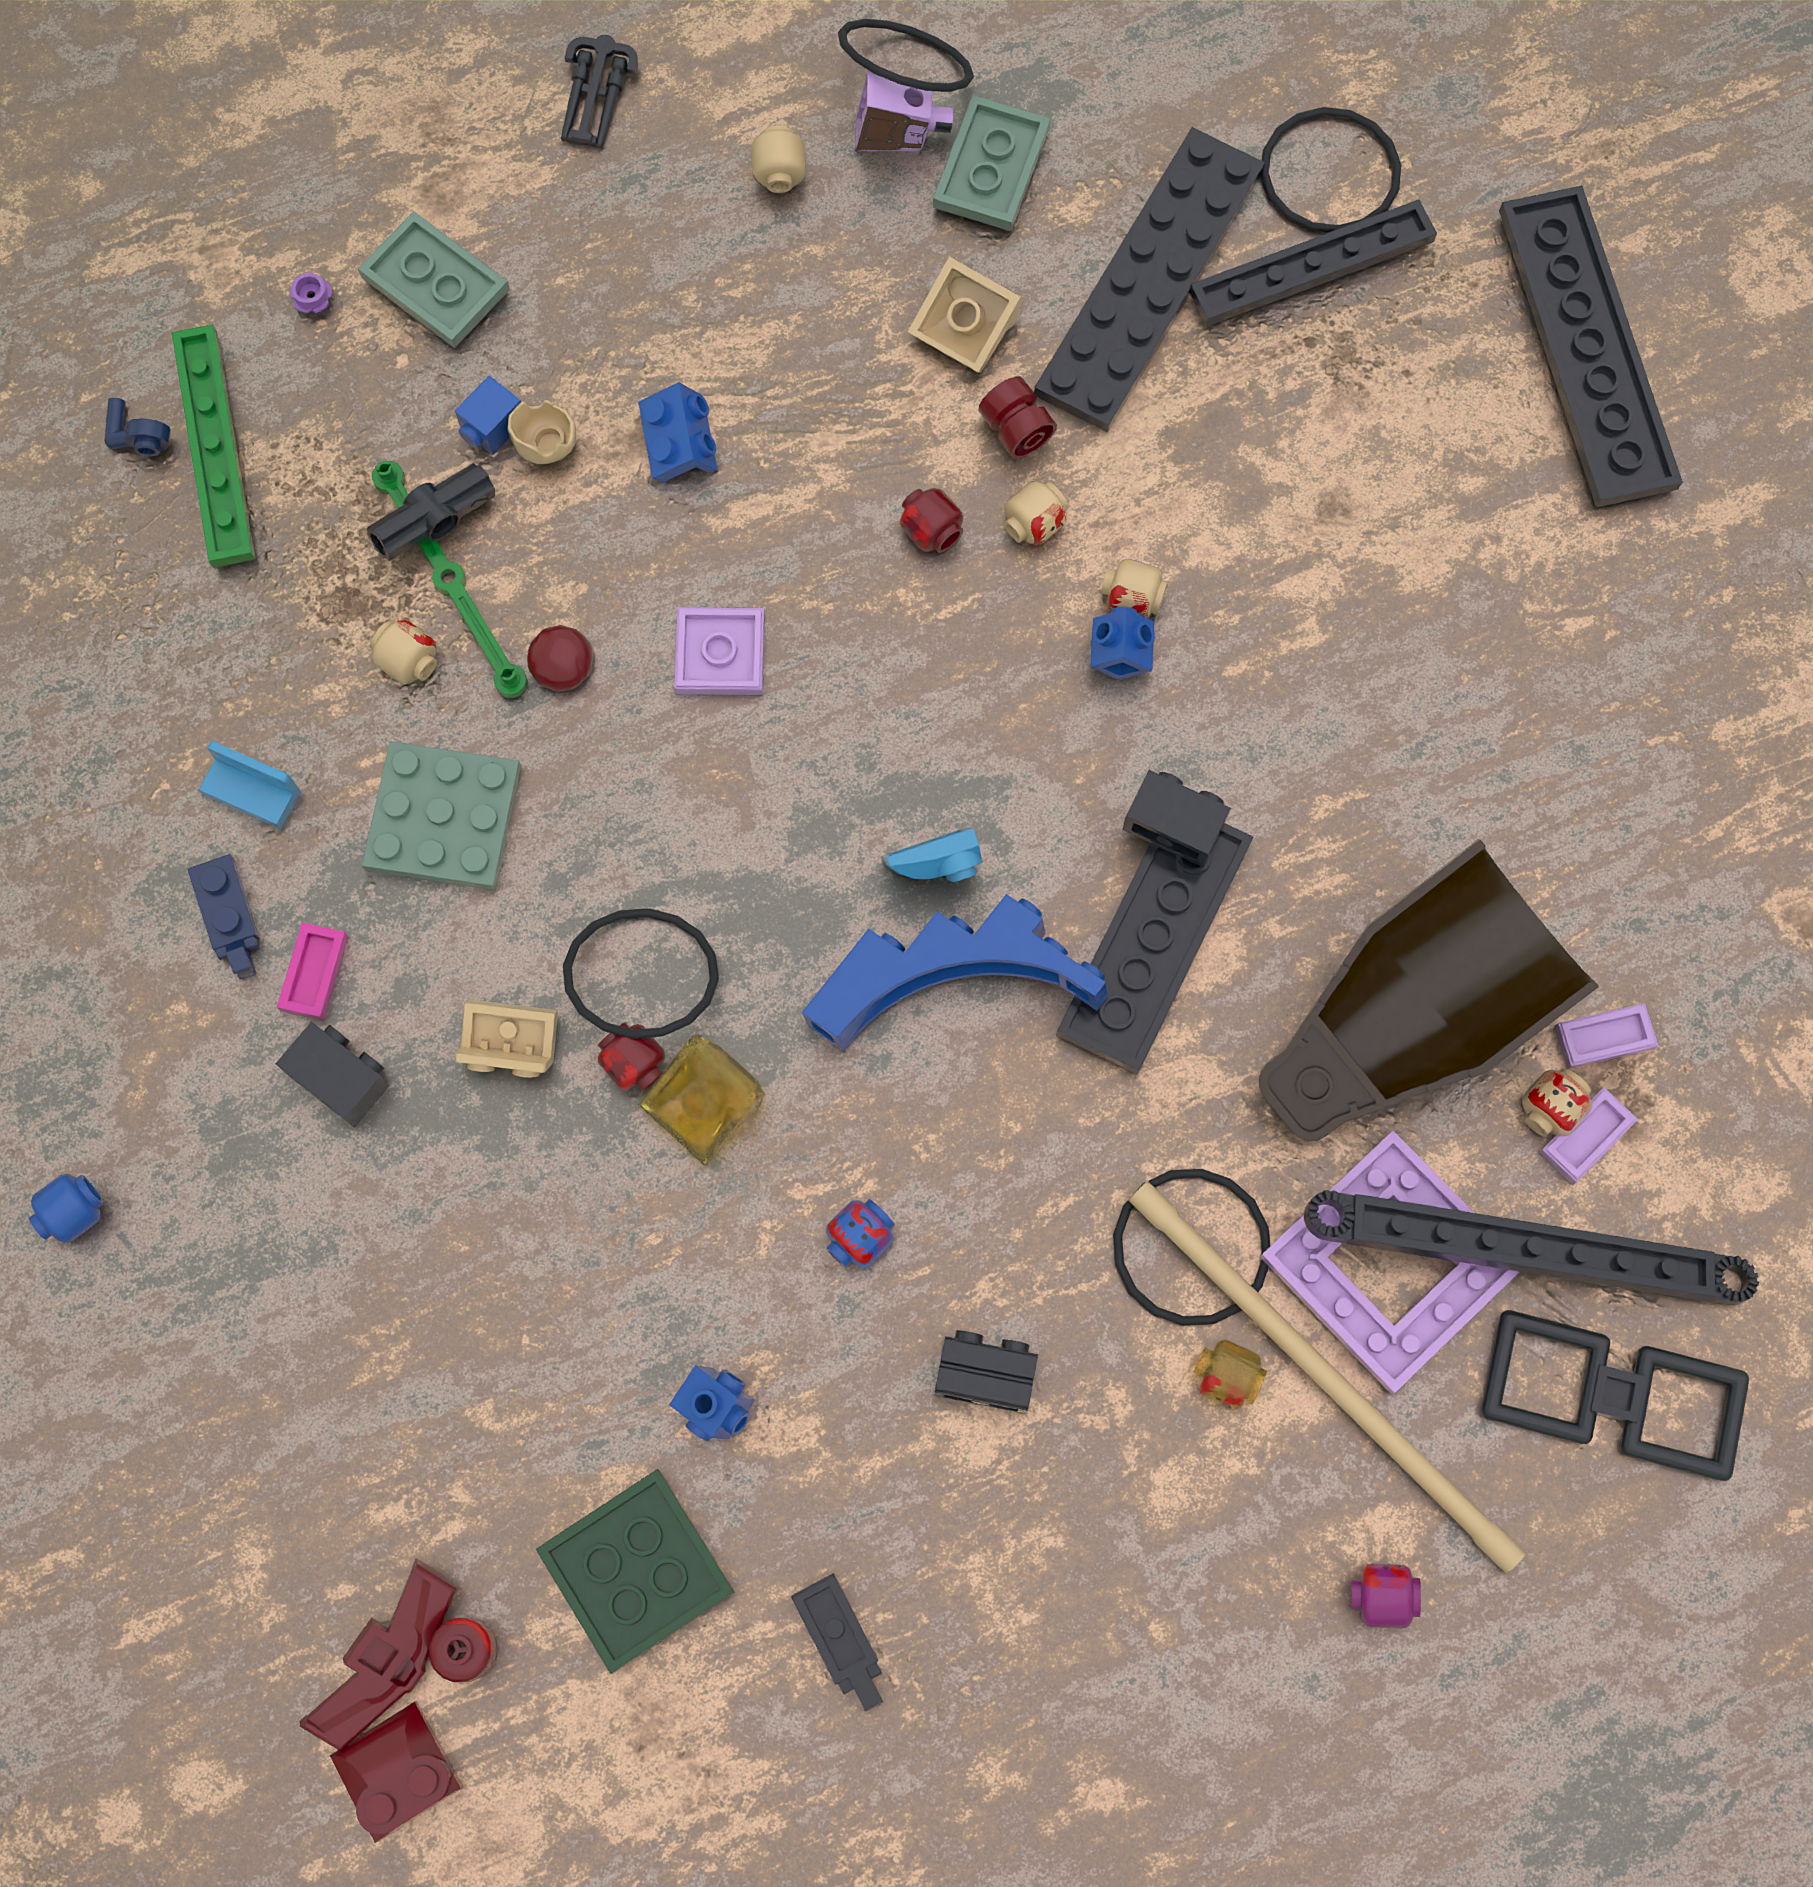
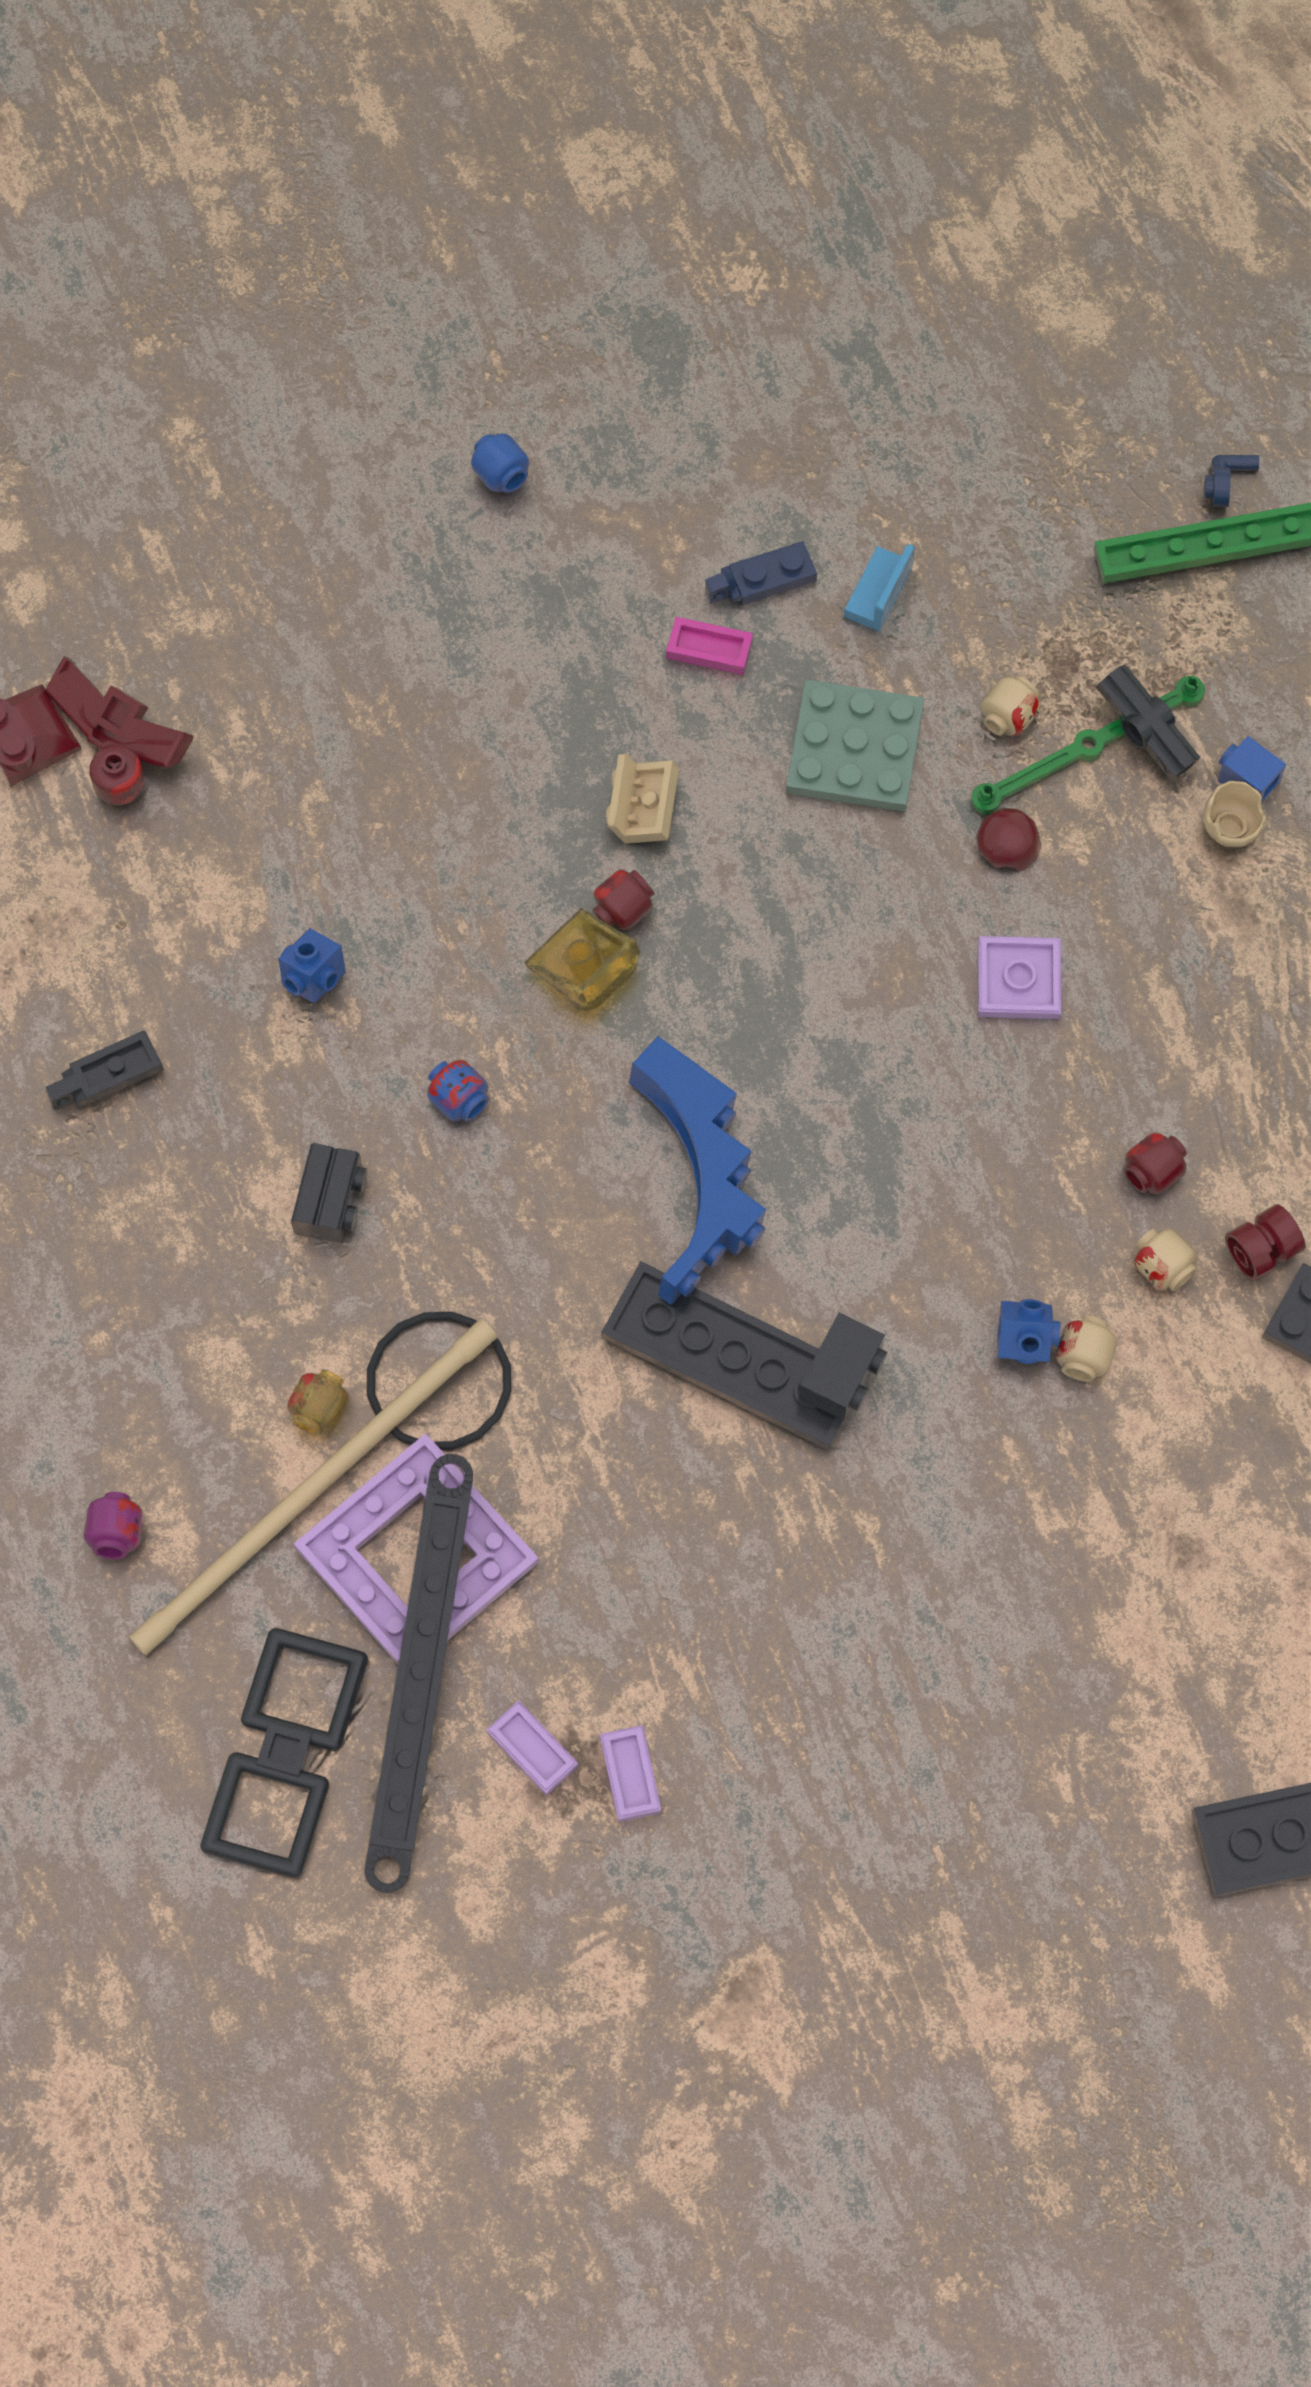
camera: 90 degrees right, 5 degrees down
(333, 1073) = (613, 662): black brick -> none
(634, 1571) = (175, 910): dark green plate -> none
(650, 1032) = (700, 968): black piece -> none
(677, 432) = (1241, 938): blue bracket -> none
(946, 855) = (805, 1154): dark azure slope -> none
(1425, 1000) = (662, 1582): dark brown windscreen -> none
(1557, 1103) = (562, 1715): tan head -> none

